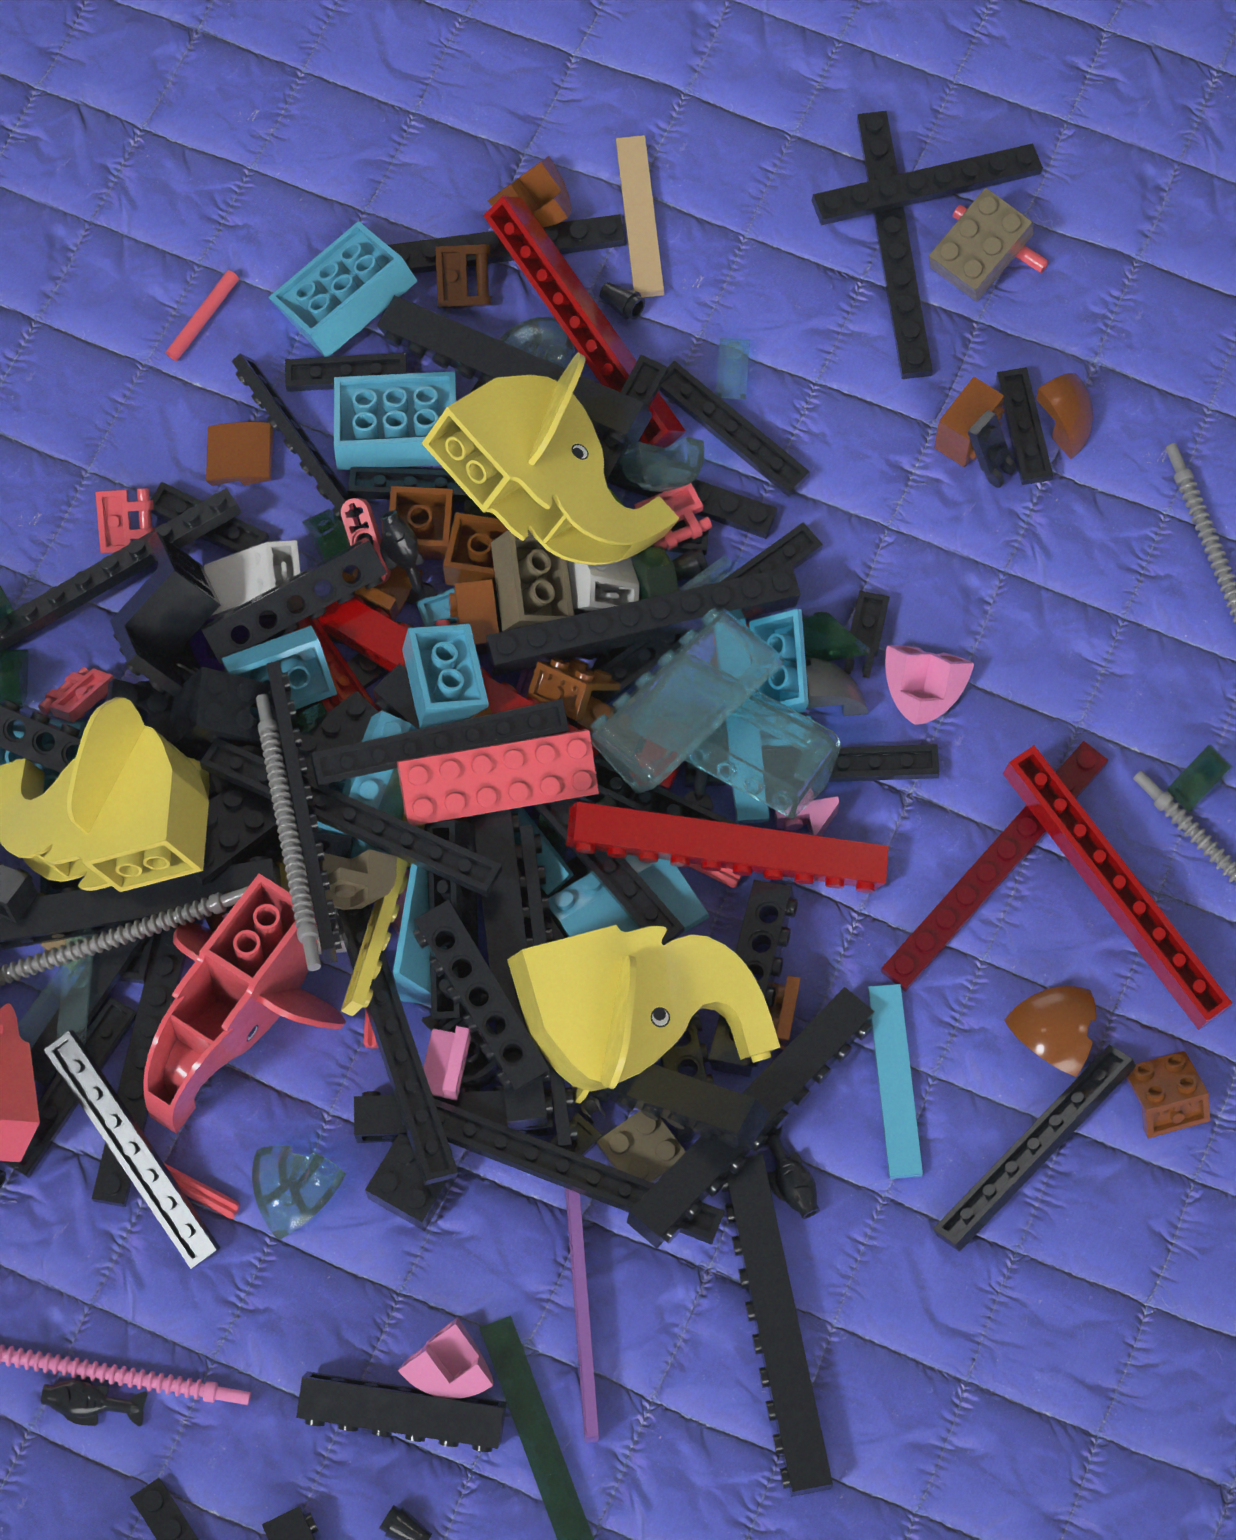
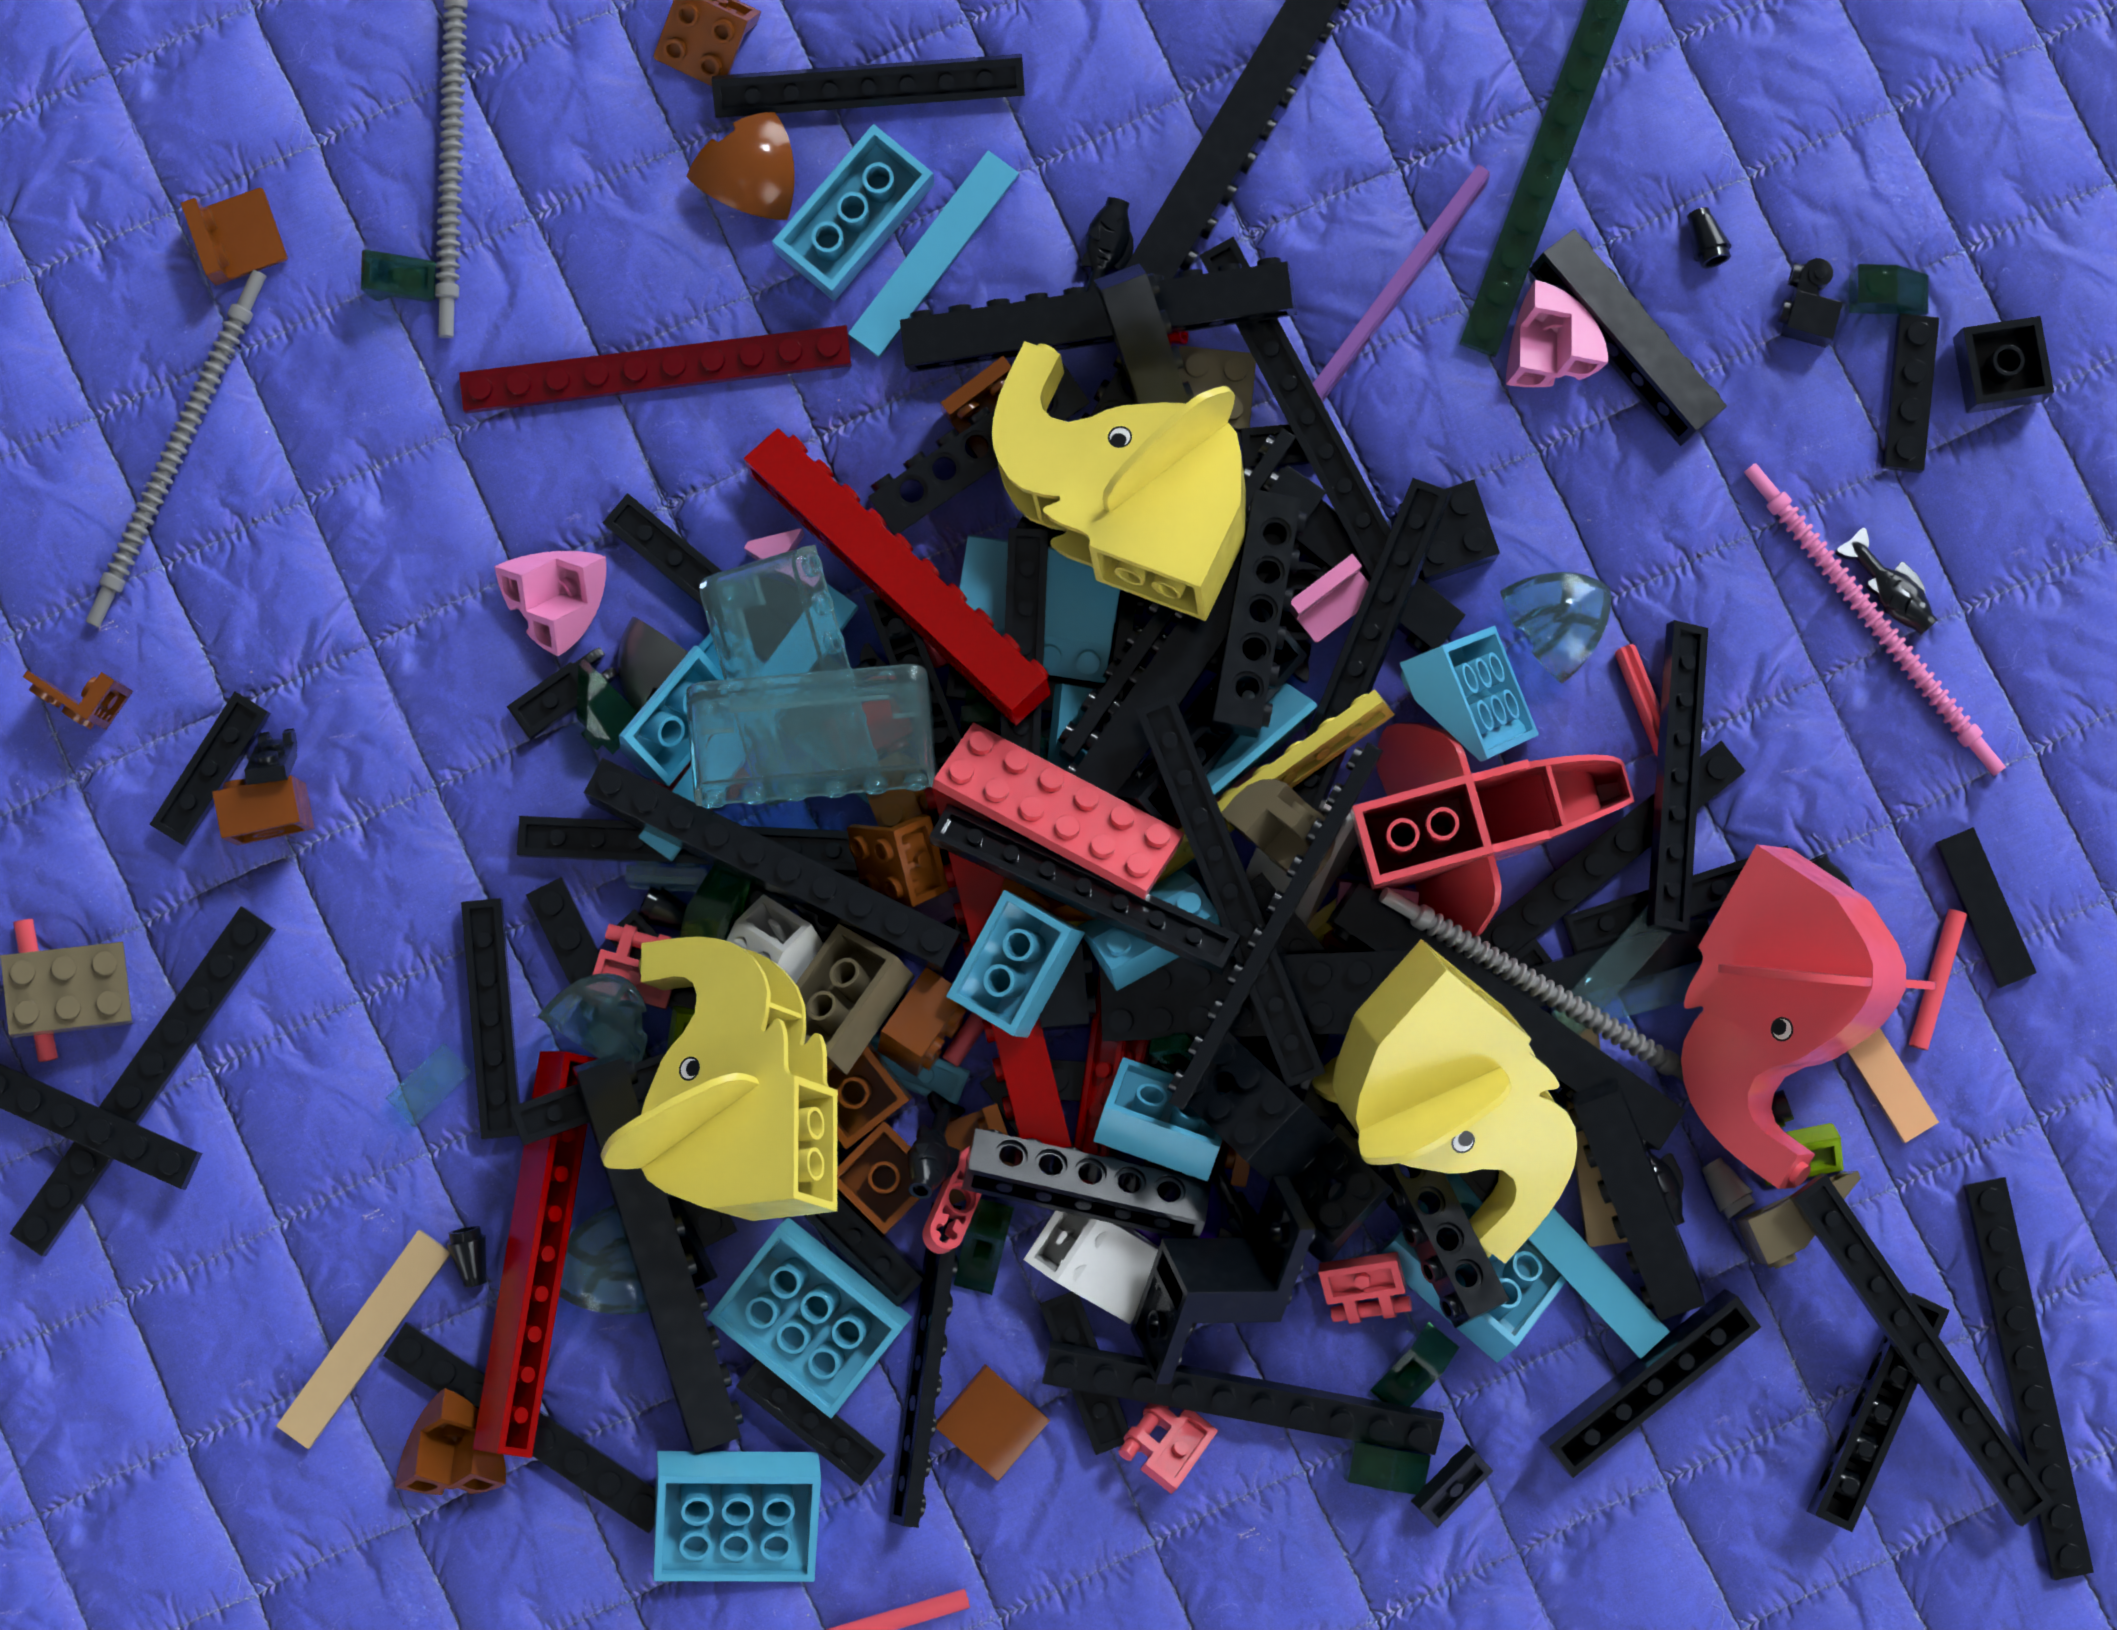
camera: 140 degrees left, 15 degrees up
(295, 868) = (1383, 774): light grey hose -> none
(304, 1074) = (1472, 693): none -> medium azure slope
(453, 276) = (613, 1430): reddish brown plate -> none
(966, 1055) = (853, 212): none -> medium azure brick
(1071, 408) = (155, 740): dark orange brick -> none
(1116, 887) = (575, 240): red brick -> none
(1135, 388) = (100, 703): none -> dark orange bracket

